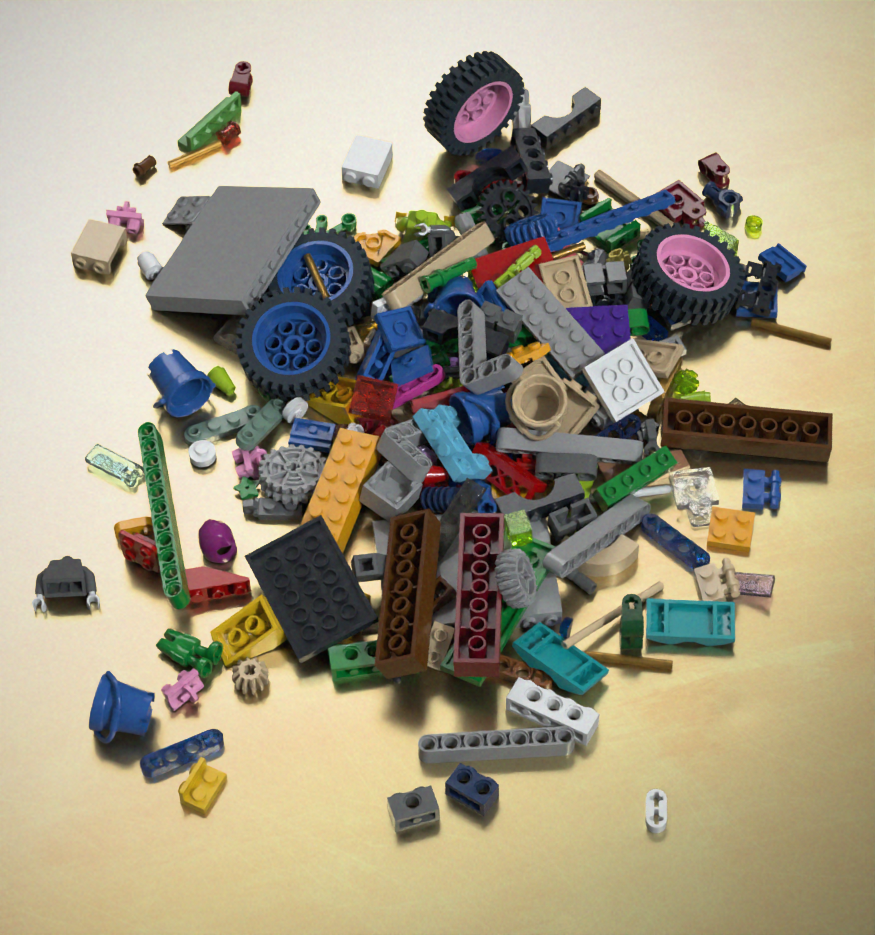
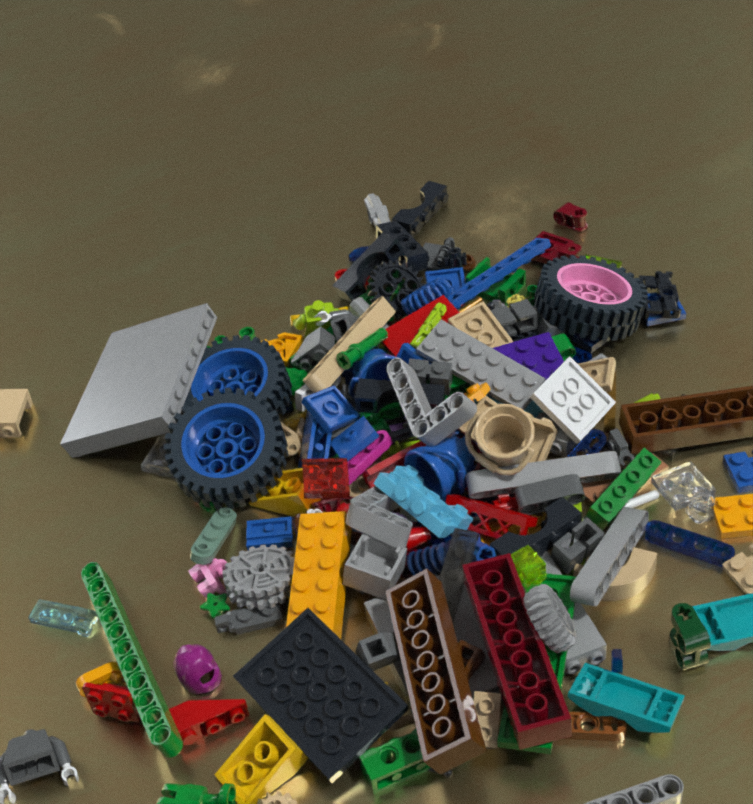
camera: 10 degrees left, 10 degrees down
(126, 215) = (27, 380): bright pink hips -> none
(142, 167) = (33, 338): reddish brown pin -> none
(149, 265) = (58, 416): white brick -> none
(179, 384) = (116, 516): blue piece -> none
(186, 210) = (85, 362): light grey hinge -> none
(195, 153) = (82, 315): pearl gold bar -> none
(202, 453) = (157, 581): white wheel -> none
(211, 123) = (92, 287): bright green fence -> none
(220, 426) = (168, 550): sand green plate -> none
(222, 380) = (159, 504): lime cone -> none
(224, 132) = (112, 291): clear red bush -> none
(241, 79) = (112, 248): dark red piece -> none
(294, 409) = (244, 512): white wheel -> none
(315, 275) = (225, 378): pearl gold bar -> none
(367, 161) = (249, 283): white brick -> none
(473, 102) = (335, 206): black wheel -> none
(538, 711) = (627, 766): white brick -> none
(582, 581) = (610, 608): dark grey piece -> none
(609, 617) = (655, 641): tan piece -> none
(628, 196) = (499, 254): tan axle -> none
(632, 660) = (701, 678): pearl gold bar -> none
(686, 381) = (629, 390): clear neon green gear -> none
(725, 200) = (593, 237): dark blue connector -> none
(751, 228) = (625, 251): clear neon green bush -> none
(790, 263) = (680, 273): blue plate -> none
(791, 331) = (719, 326): pearl gold bar -> none

